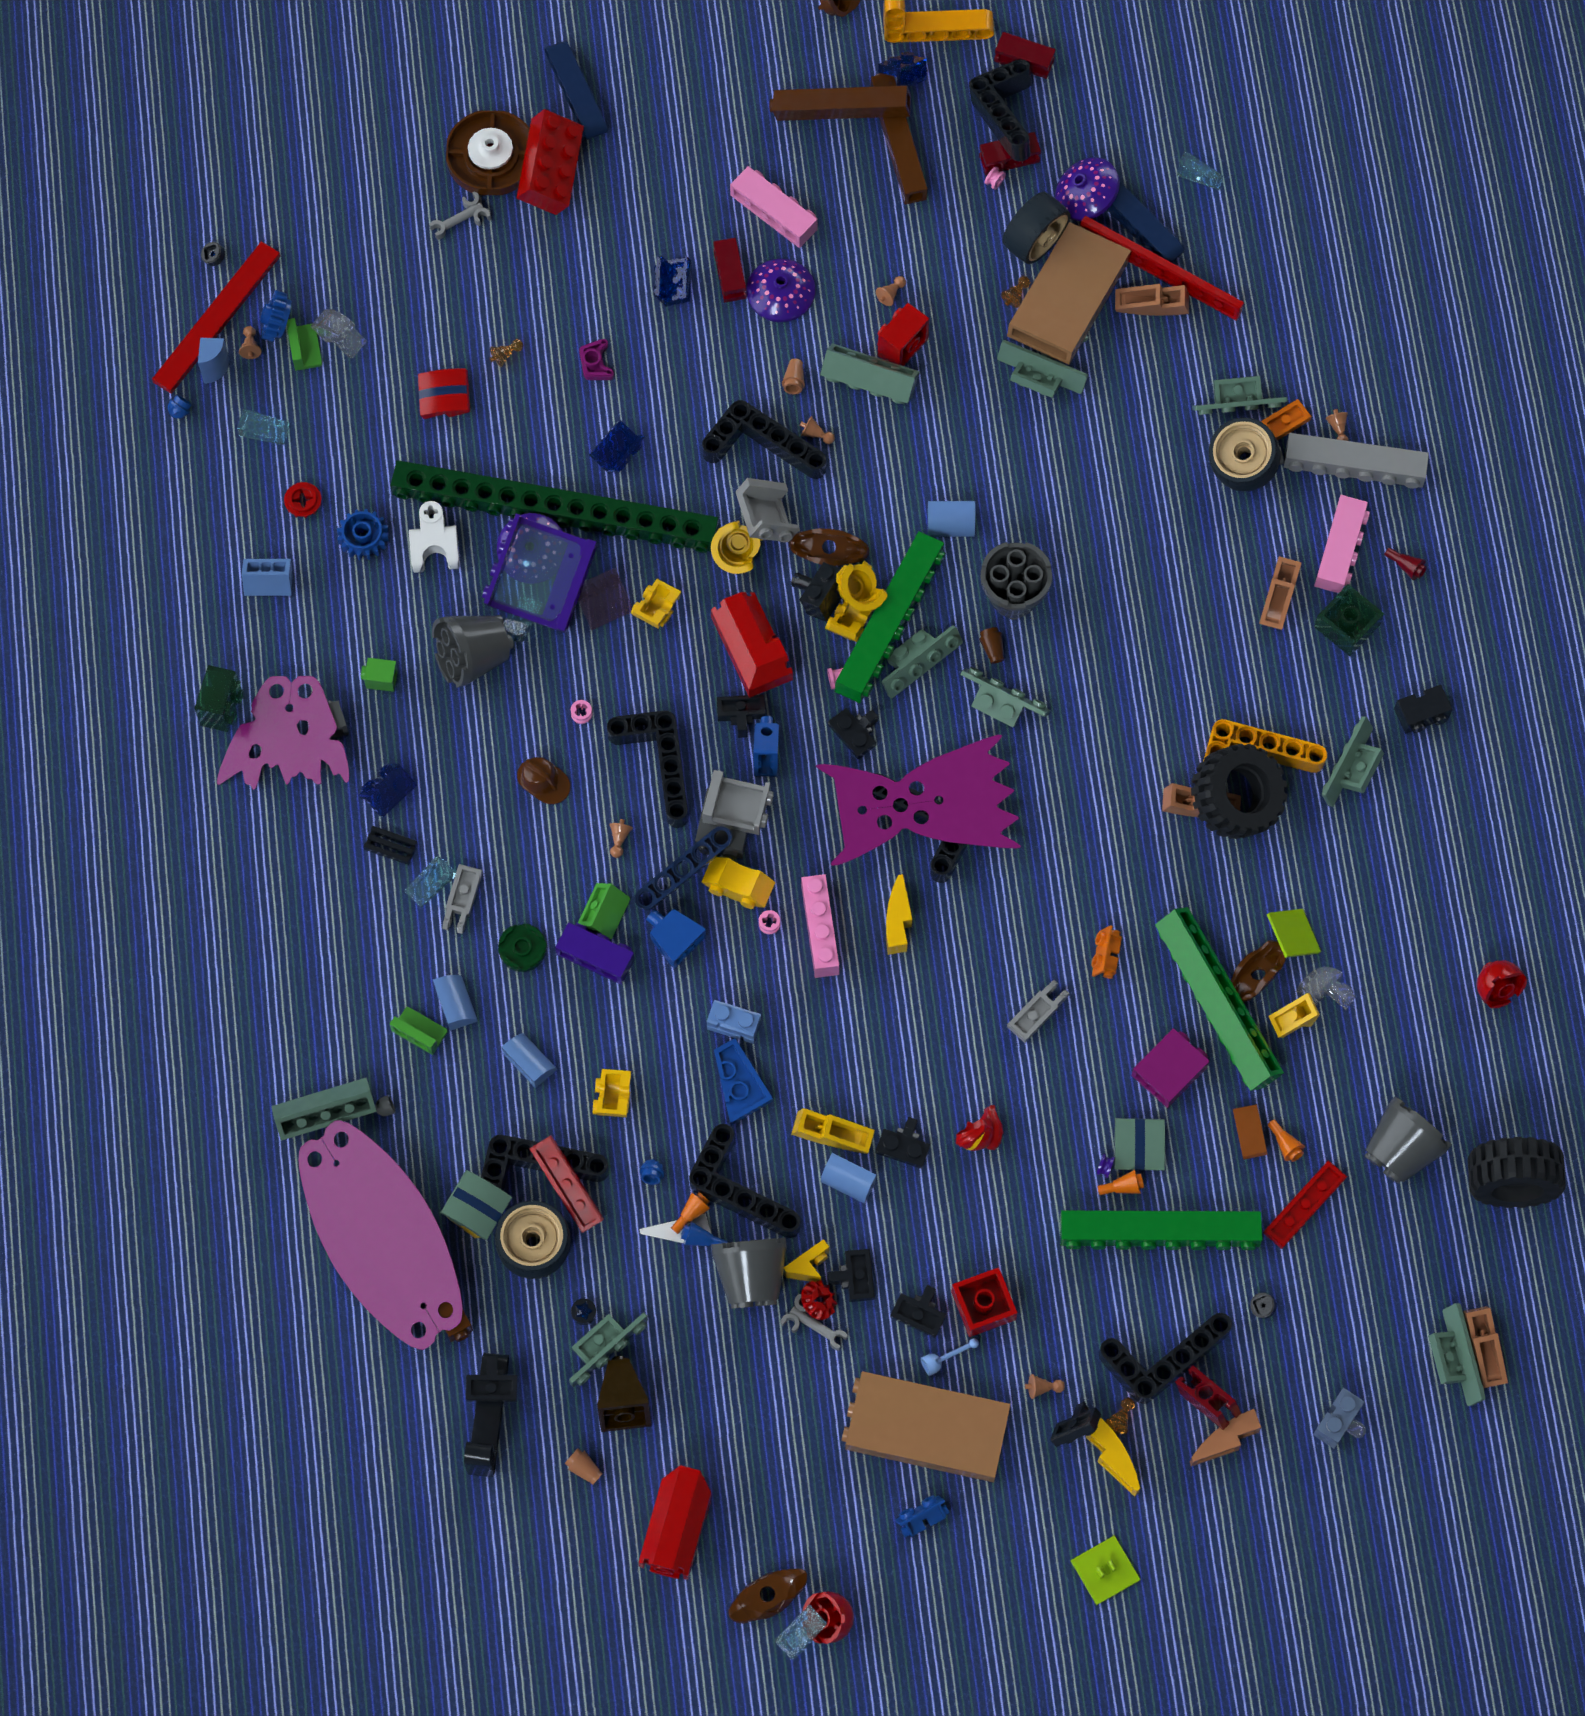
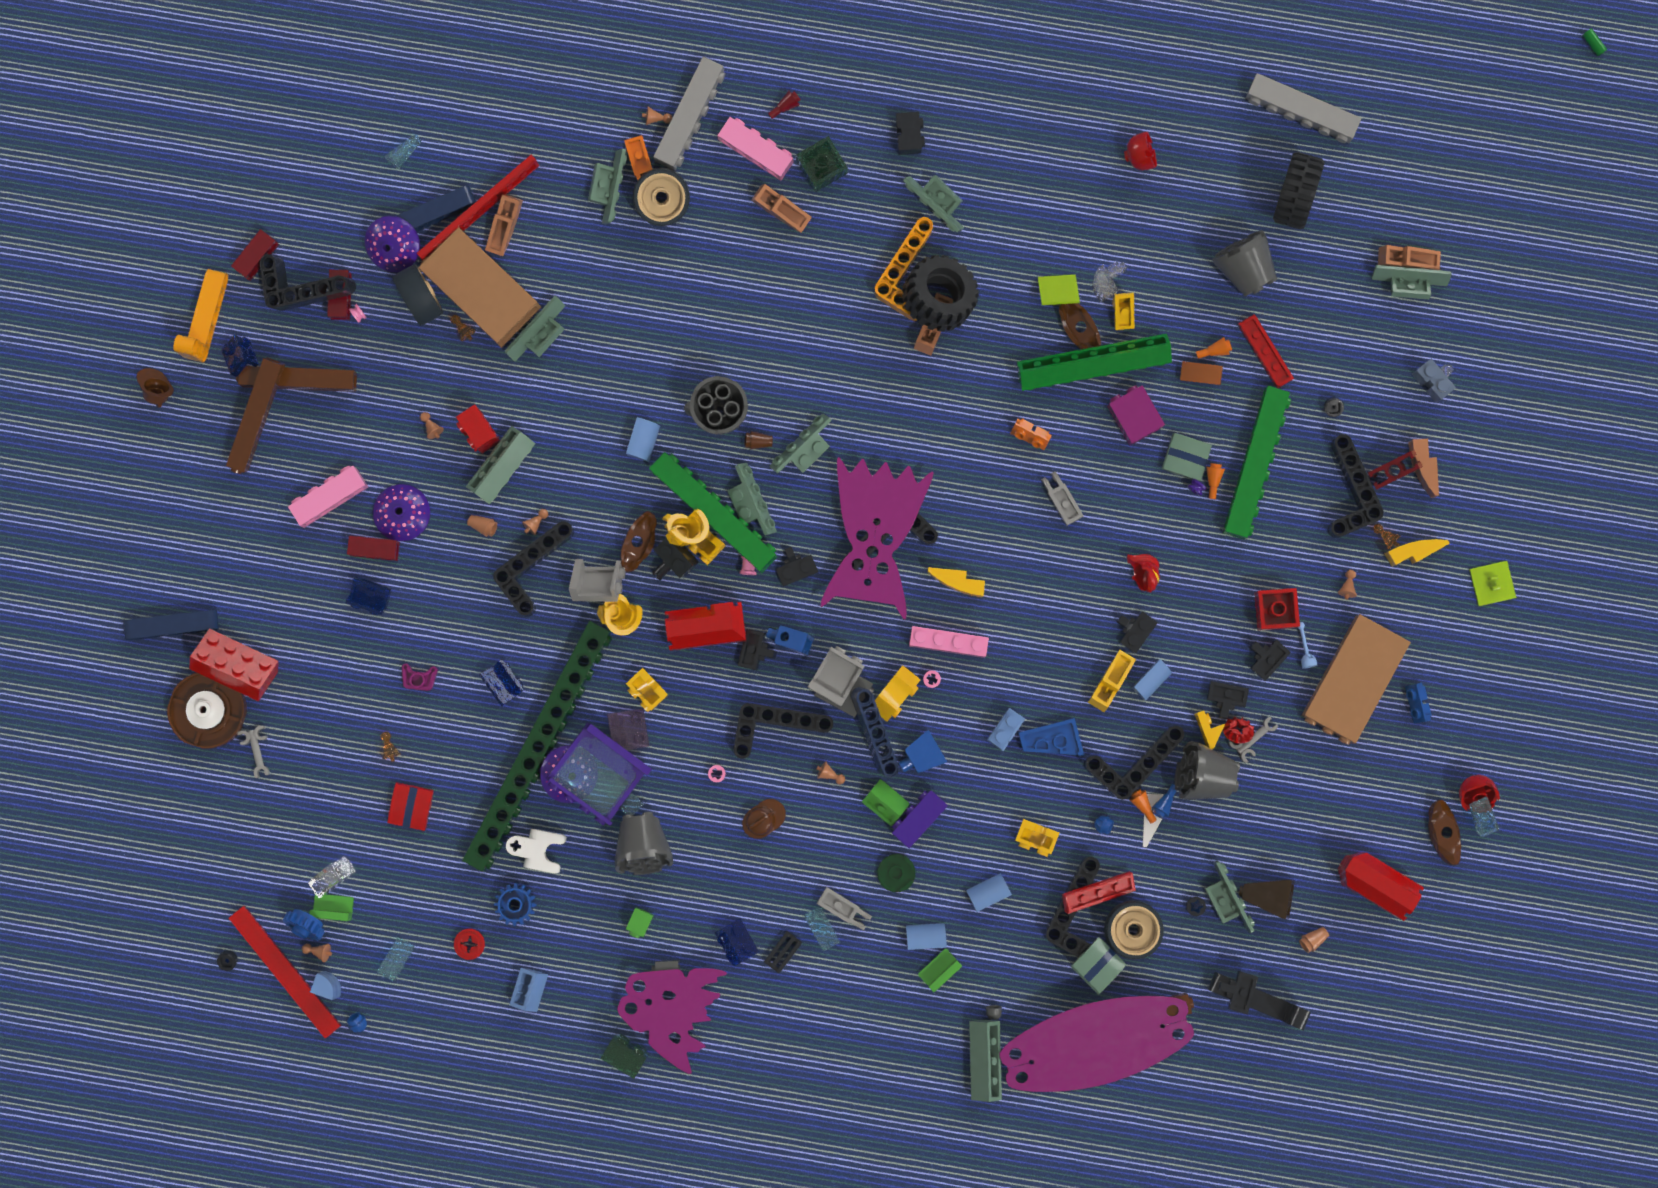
camera: 70 degrees left, 15 degrees up
(1083, 1422) = (1389, 570): black hinge -> none

